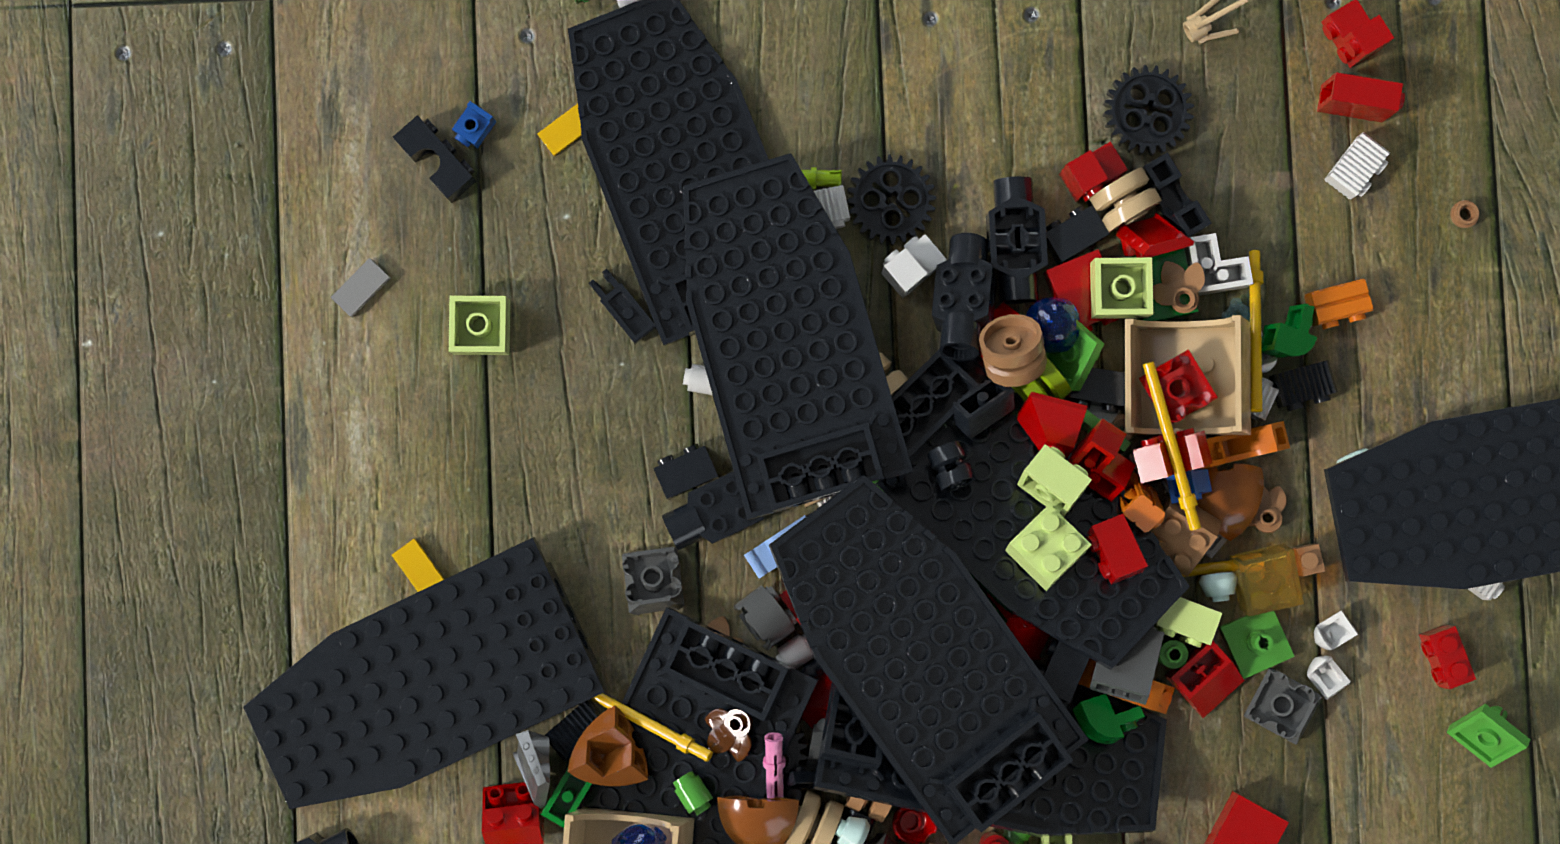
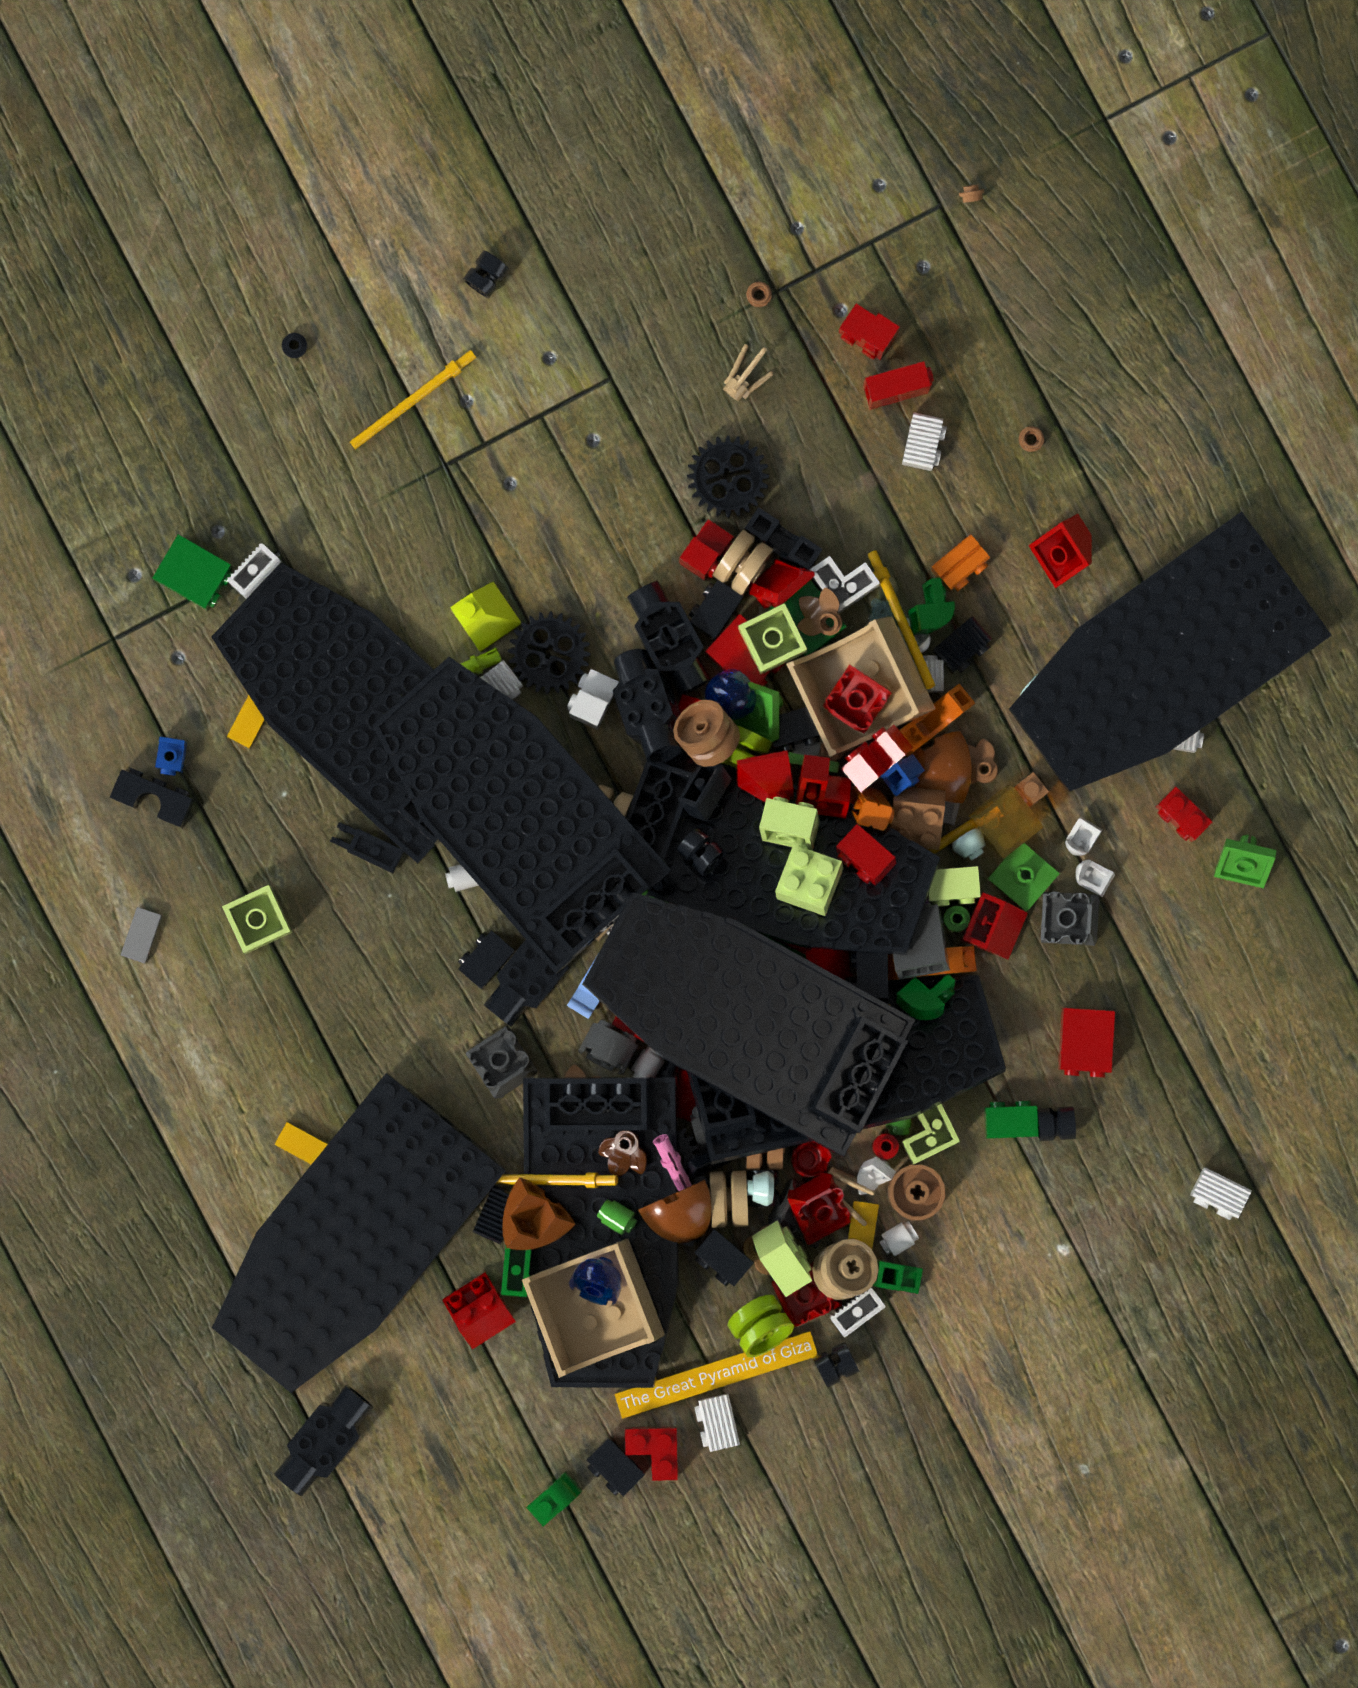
camera: 30 degrees left, 0 degrees up
(534, 764) = (476, 1257): dark grey slope -> none
(845, 134) = (485, 616): none -> neon yellow slope
(1187, 499) = (904, 787): yellow bar -> none
(1448, 338) = (1064, 550): none -> red slope

